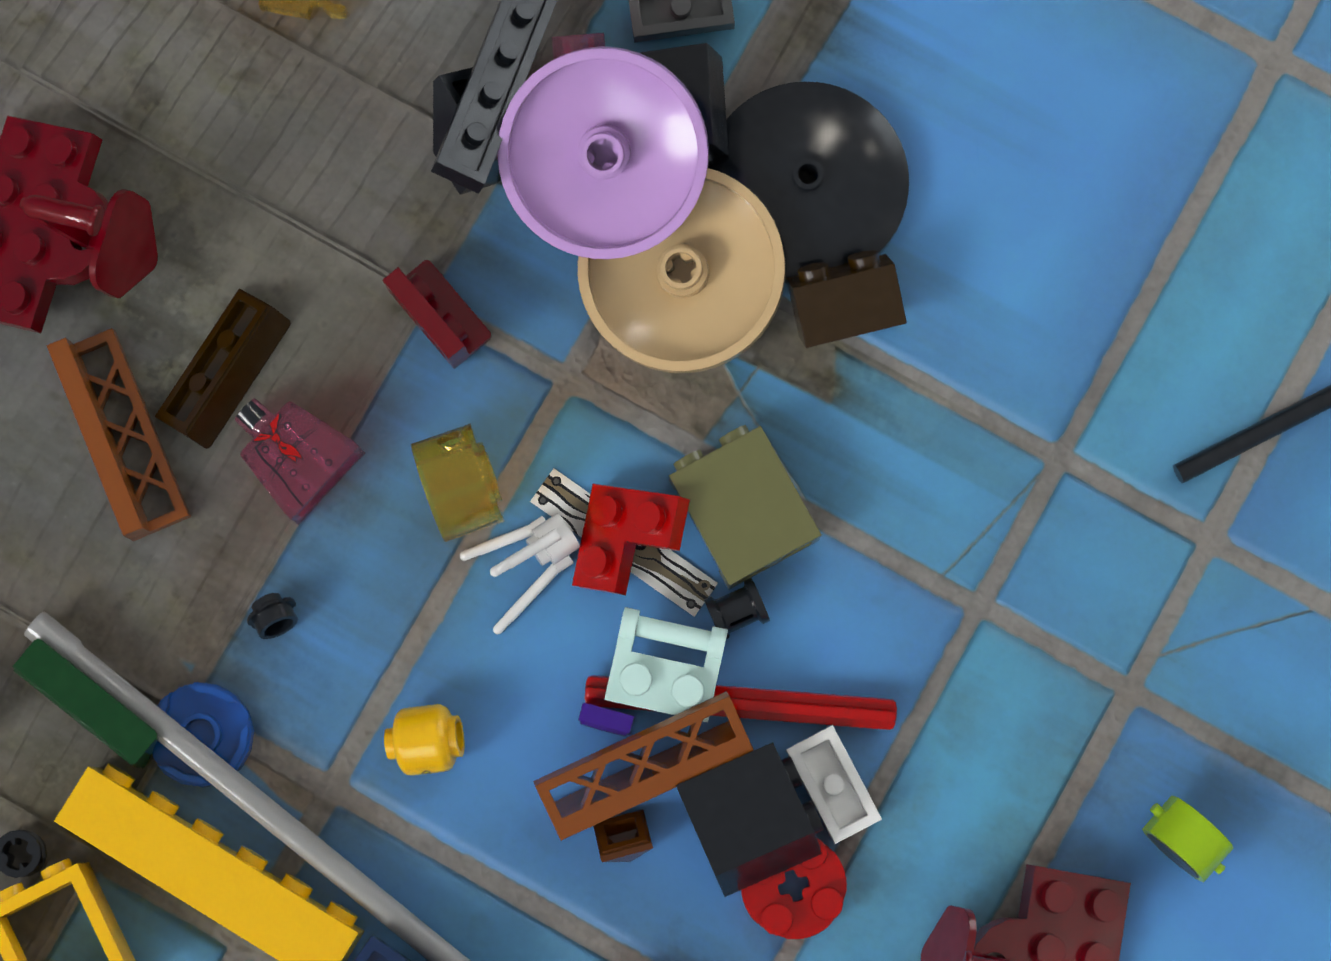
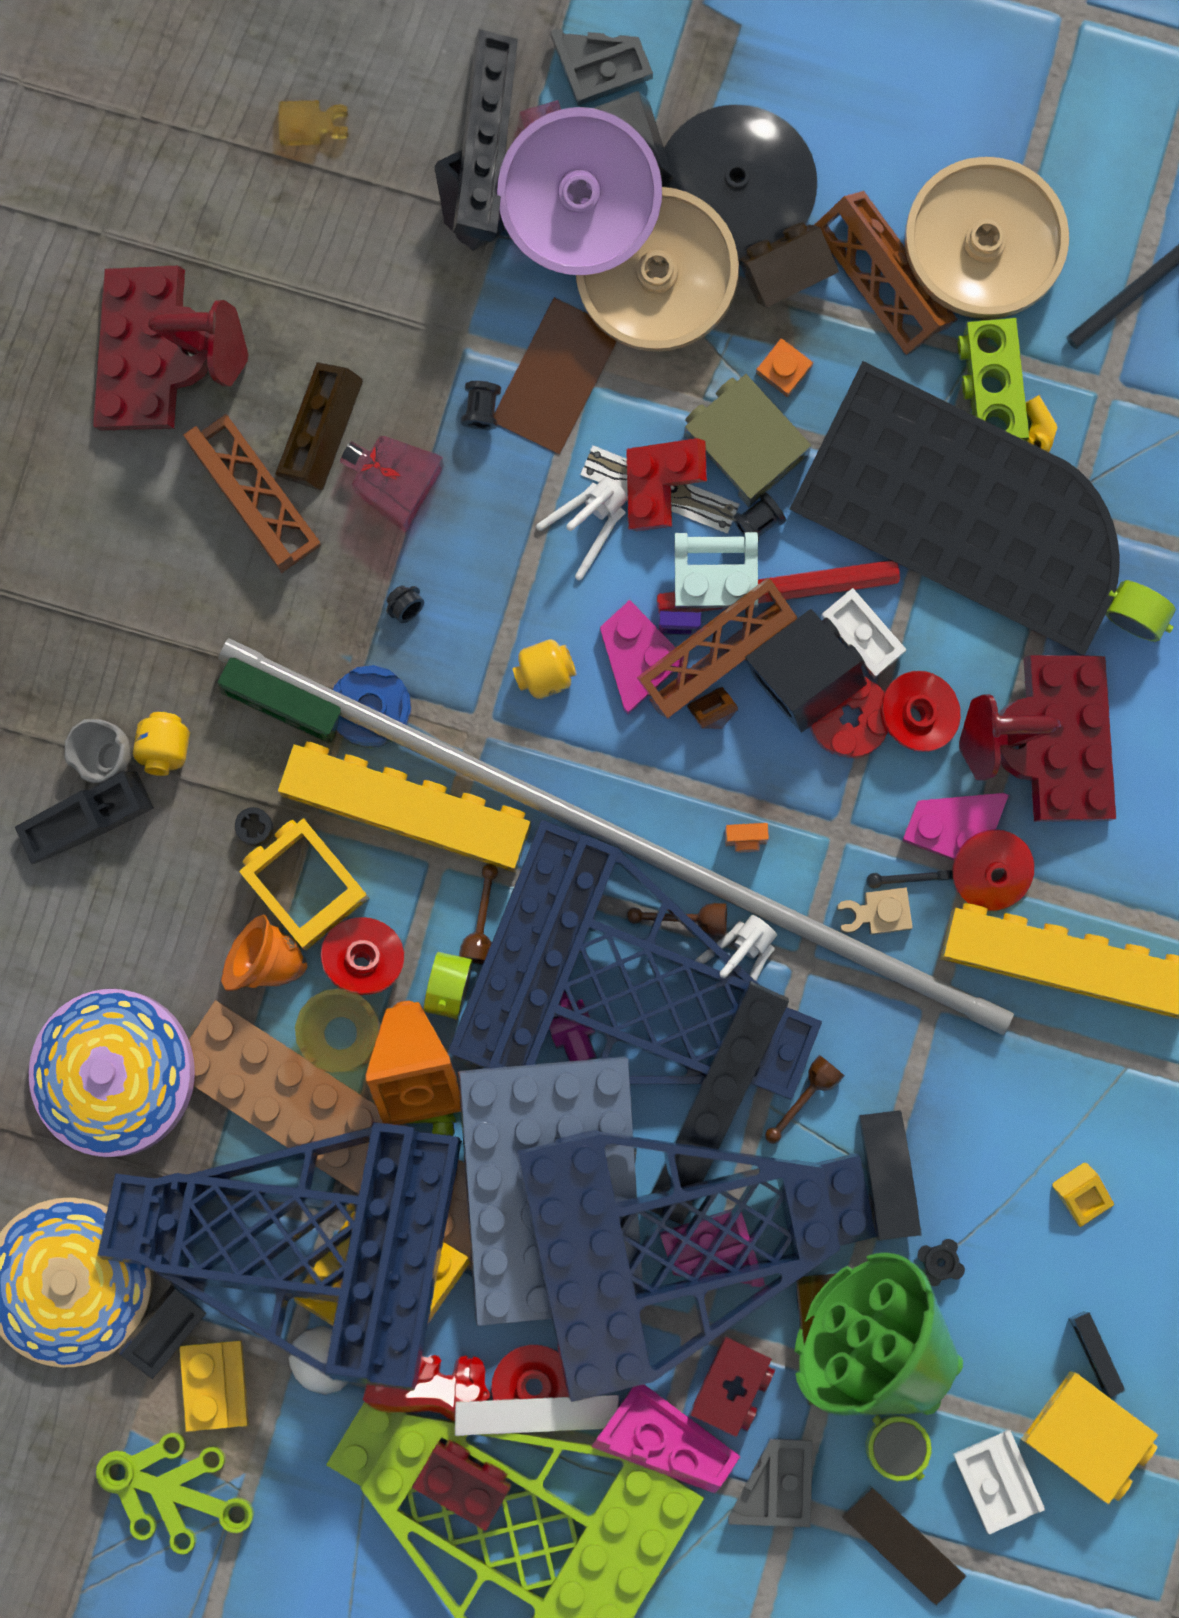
camera: 15 degrees left, 0 degrees up
(425, 388) = (480, 405): none -> black bush
(438, 311) = (476, 345): dark red bracket -> none
(458, 482) = (525, 467): clear yellow piece -> none
(527, 372) = (555, 377): none -> reddish brown sticker
(542, 740) = (632, 648): none -> dark pink wing
(813, 425) = (784, 367): none -> orange plate
(905, 902) = (935, 703): none -> red dish
(980, 327) = (887, 257): none -> dark orange fence
(998, 657) = (965, 507): none -> black plate
(1090, 490) = (1002, 365): none -> lime brick
(1101, 321) = (986, 237): none -> tan dish
(1117, 574) = (1043, 426): none -> yellow arm

